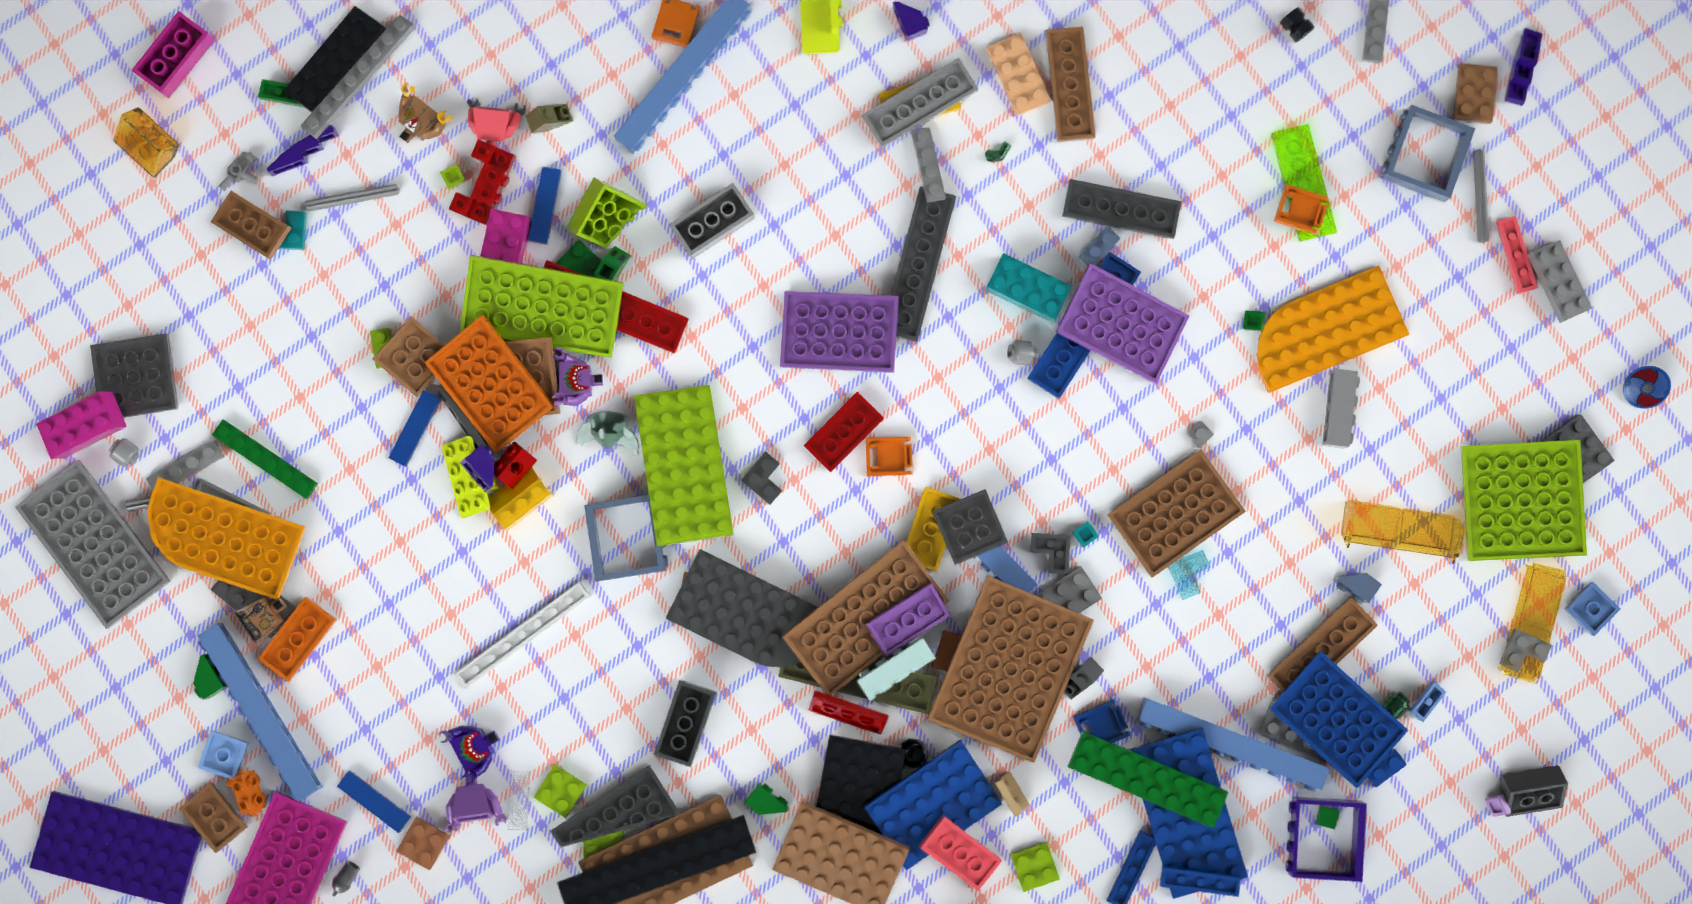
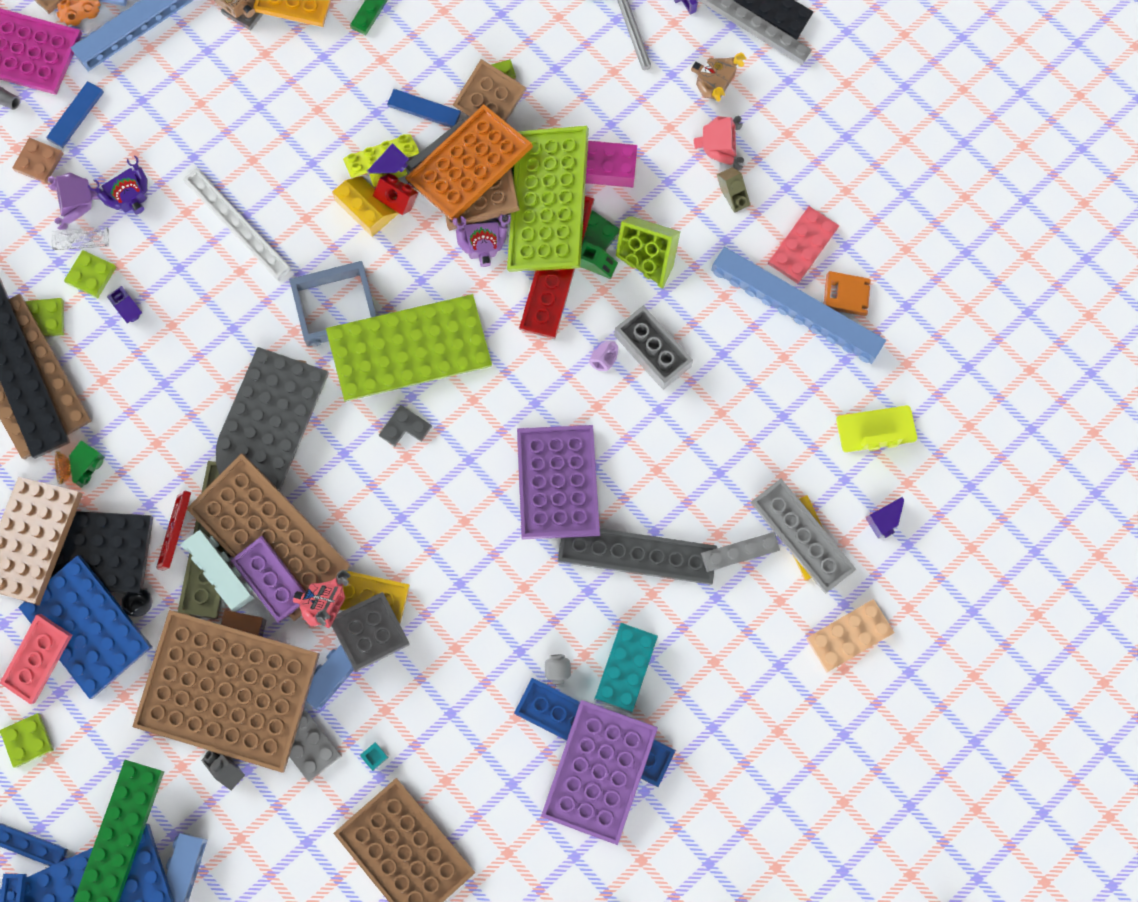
camera: 85 degrees right, 10 degrees down
(297, 639) = (220, 33): orange plate -> none
(453, 176) = (664, 112): lime plate -> none
(488, 185) = (663, 143): red bracket -> none
(544, 205) = (649, 196): blue tile -> none
(600, 755) = (124, 305): none -> dark purple slope
(608, 429) = (436, 275): sand green helmet -> none
(617, 57) = (803, 244): none -> coral plate
(627, 806) = (76, 335): dark grey wing -> none
(685, 723) = (157, 377): dark grey brick -> none
(714, 271) = (604, 356): none -> lavender rock
(769, 824) = (62, 467): none -> clear orange hat
(843, 432) = (457, 498): red plate -> none
(892, 456) = (438, 549): orange container -> none
(938, 567) = (322, 600): none -> torso
(998, 155) = (762, 624): clear green arm -> none
(1012, 793) = (98, 706): tan bracket -> none
(1056, 546) = (358, 728): dark grey plate -> none
(1070, 84) = (848, 690): medium nougat plate -> none
(1099, 246) = (678, 739): sand blue brick -> none
(1104, 722) = (178, 798): blue container -> none
(1121, 209) = (723, 760): dark grey plate -> none
(1184, 570) = (342, 868): clear light blue plate -> none
(1200, 434) = (492, 871): light grey plate -> none

